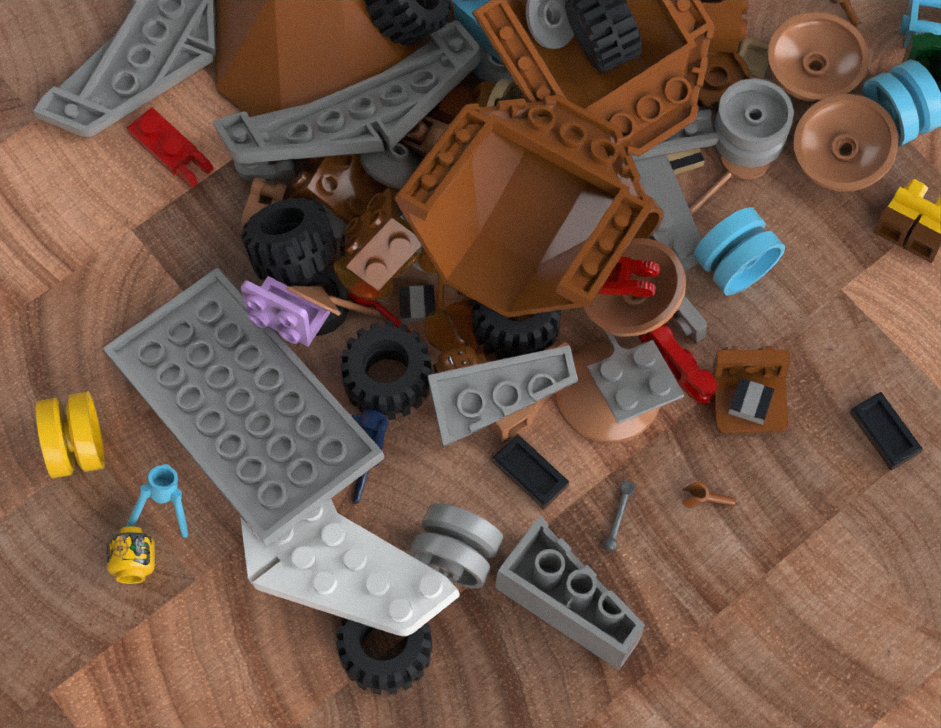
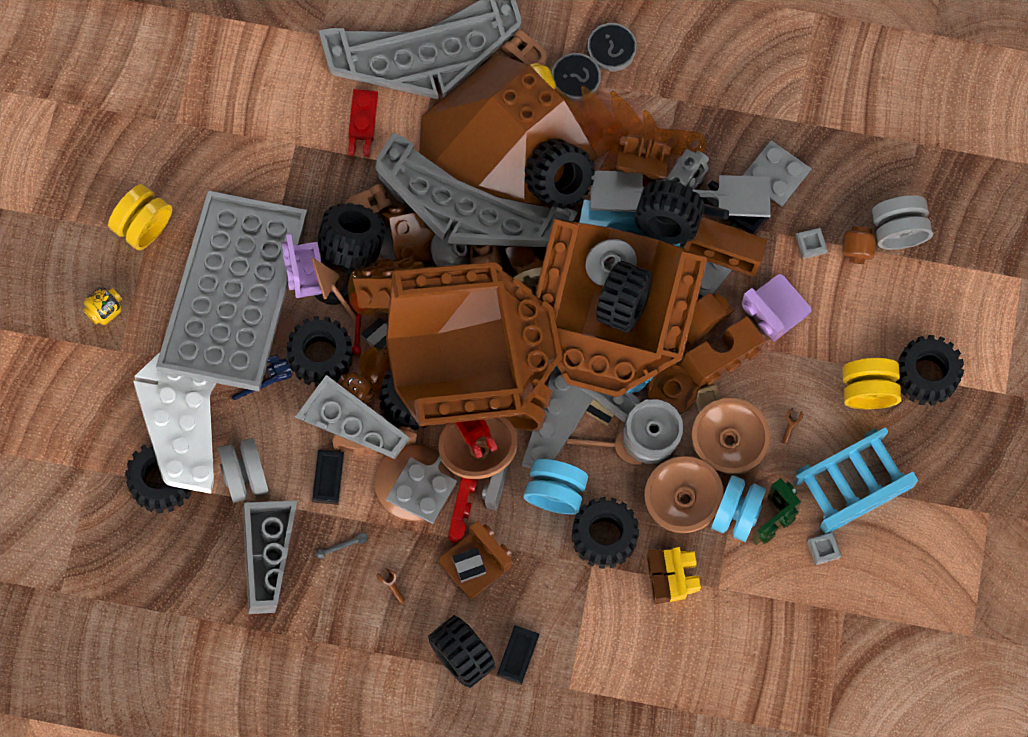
camera: 45 degrees right, 5 degrees up
(161, 488) = (146, 289): medium azure plant -> none
(827, 221) = (605, 511): none -> black tyre
(850, 474) = (461, 651): none -> black tyre

